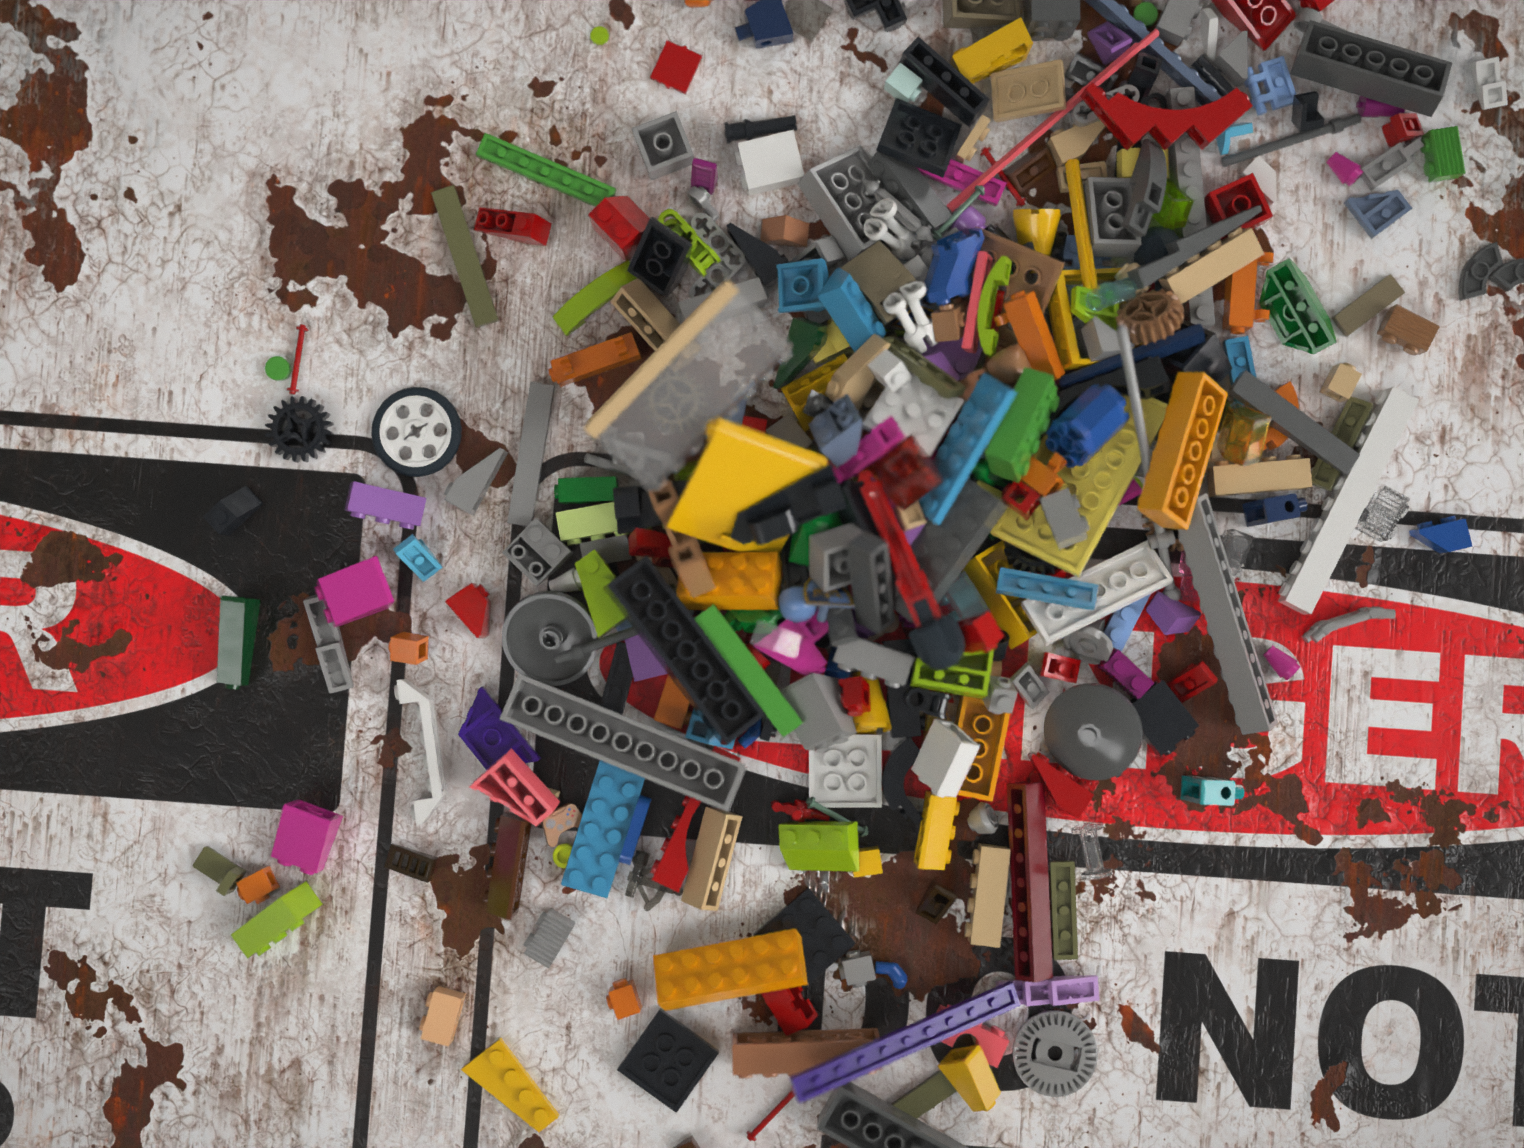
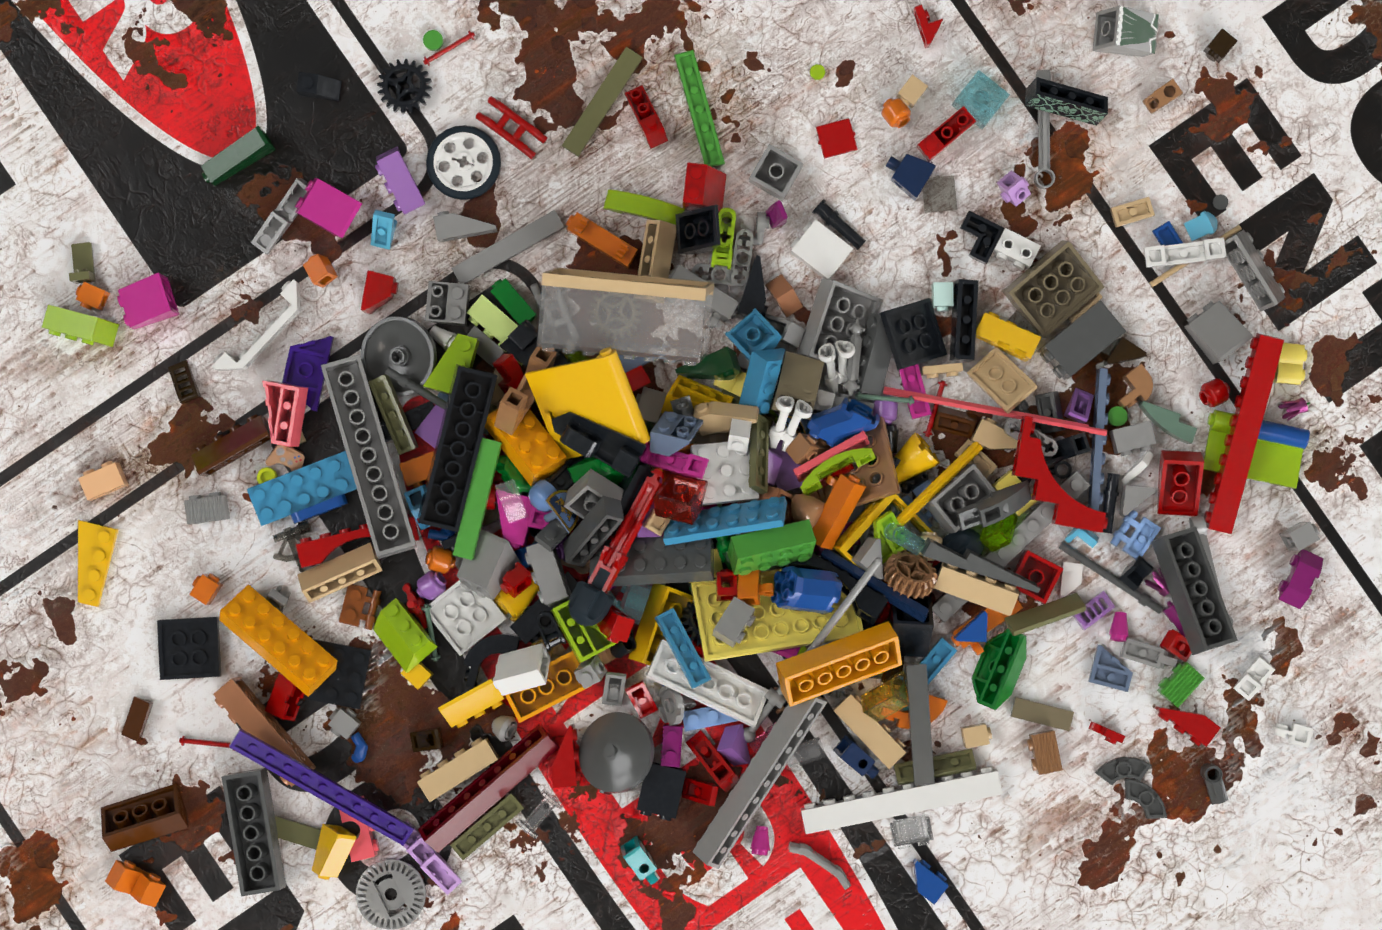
camera: 50 degrees right, 0 degrees up
(432, 367) = (523, 126): none -> red piece
(601, 687) = (393, 414): none -> olive plate
(689, 939) = (278, 600): none -> light grey tile
(753, 870) = (354, 604): none -> dark orange plate
(775, 753) = (440, 559): none -> orange head
(792, 781) = (431, 585): none -> medium lavender head
(1170, 646) = (713, 761): none -> red slope
(1246, 300) = (975, 630): none -> blue slope
(1281, 224) = (1045, 614): none -> olive tile
(1309, 199) = (1080, 620): none -> medium lavender slope
(1340, 98) = (1161, 587): none -> flat silver piece
(1440, 257) = (1111, 736): none -> red plate
(1497, 169) = (1195, 725): none -> red slope

